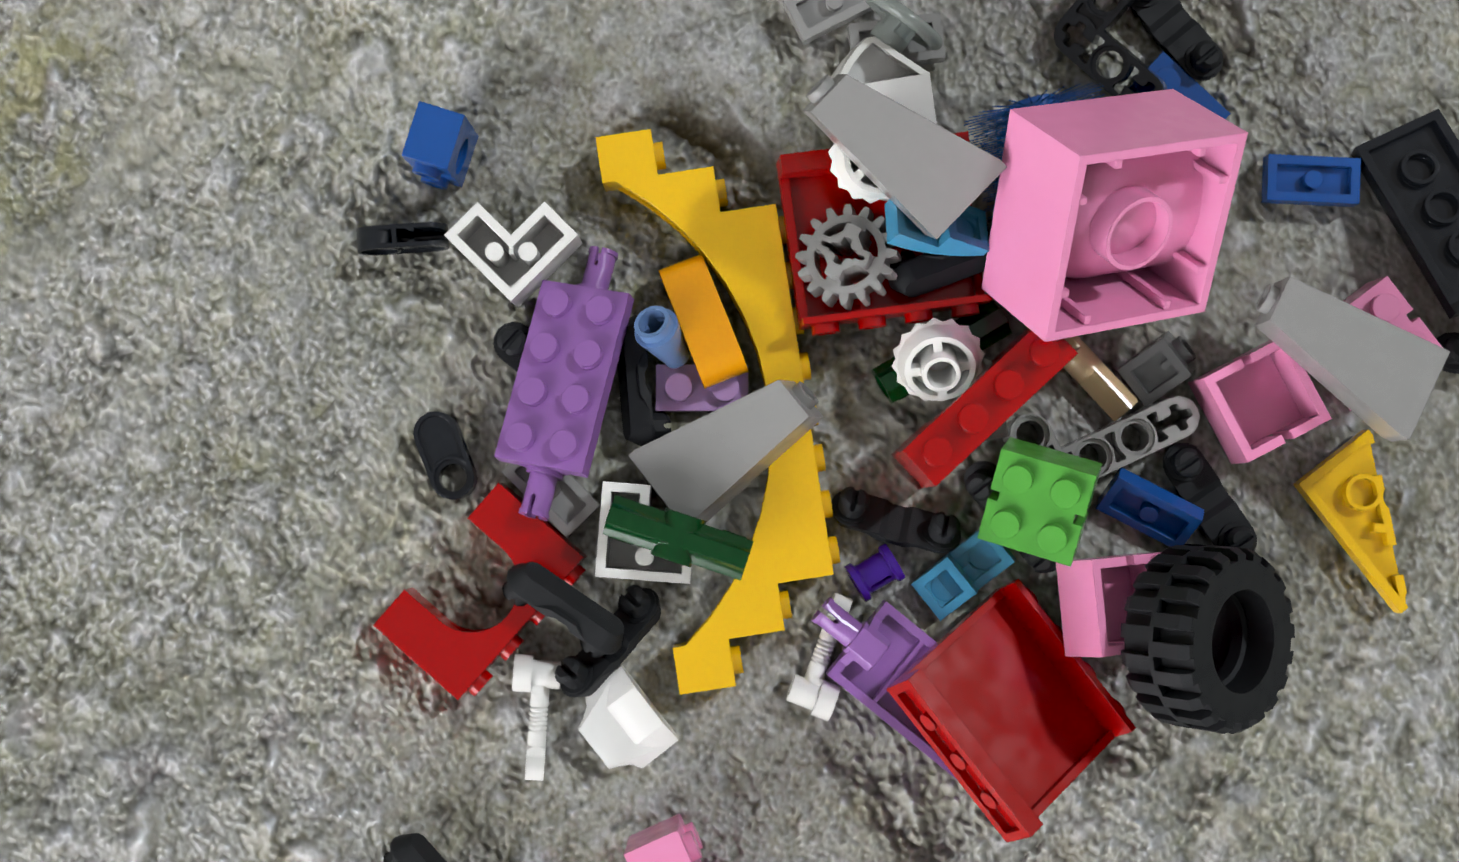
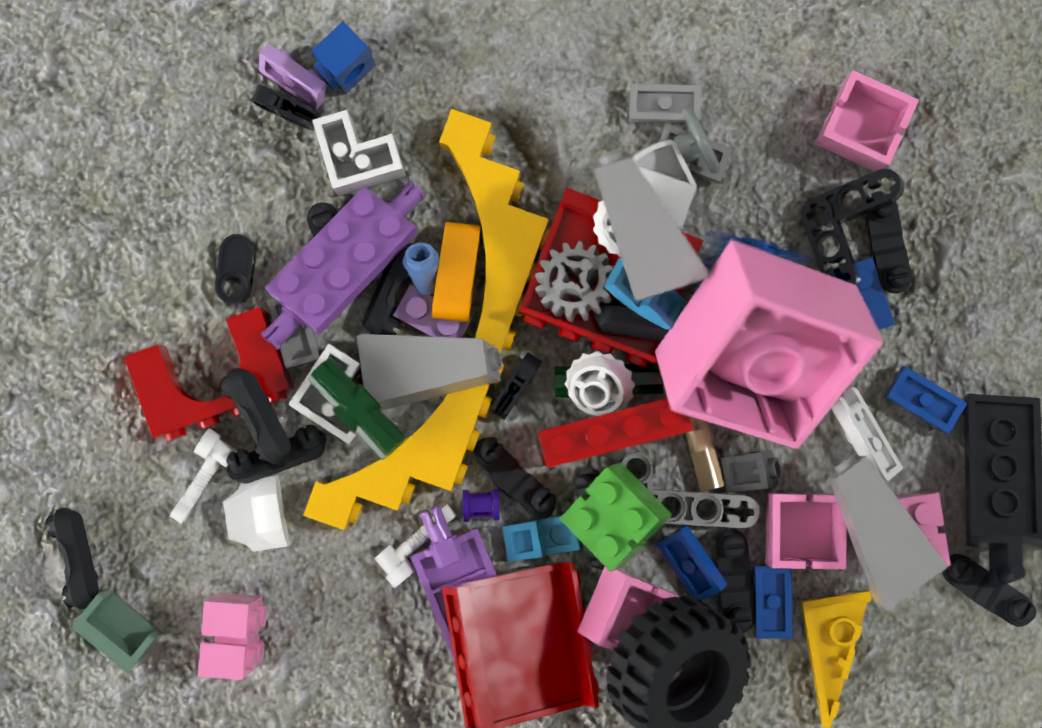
camera: 35 degrees right, 0 degrees up
(390, 199) = (291, 76): none -> lavender plate
(840, 415) = (515, 385): none -> black piece
(1264, 503) = (772, 602): none -> blue plate
(1266, 256) = (865, 433): none -> white hinge

